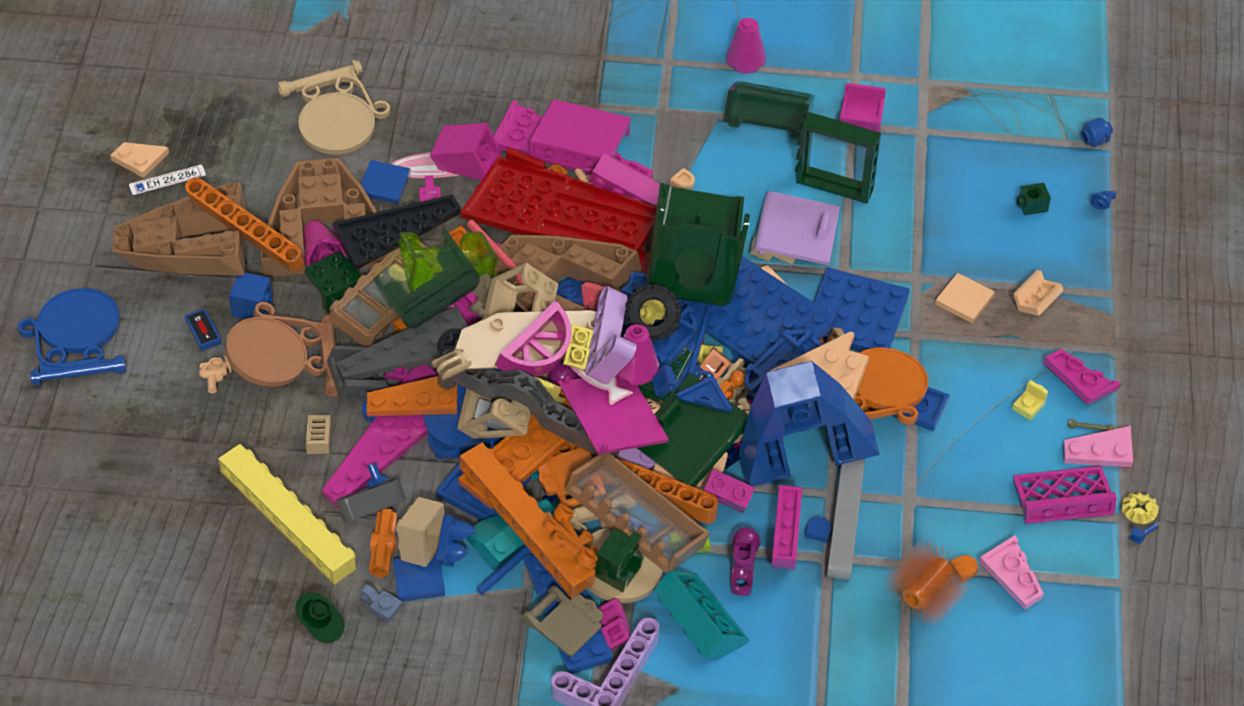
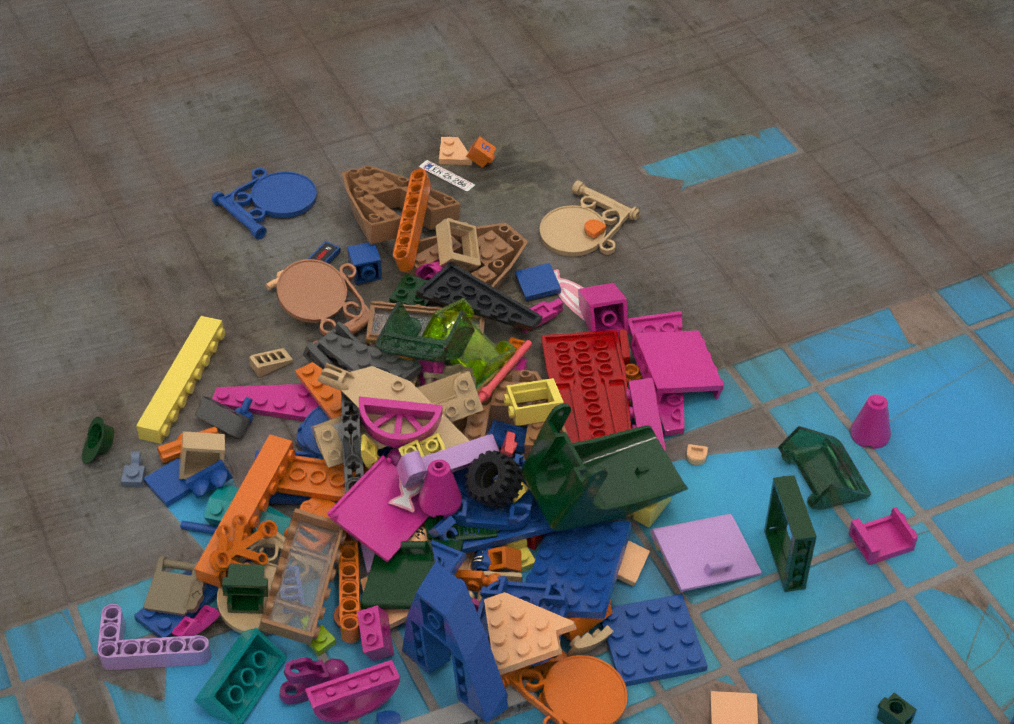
camera: 60 degrees right, 5 degrees down
(169, 133) = (481, 152): none -> orange brick
(311, 207) = (470, 259): none -> tan window
(354, 104) = (594, 228): none -> orange tile
(565, 229) = (528, 392): none -> light yellow window

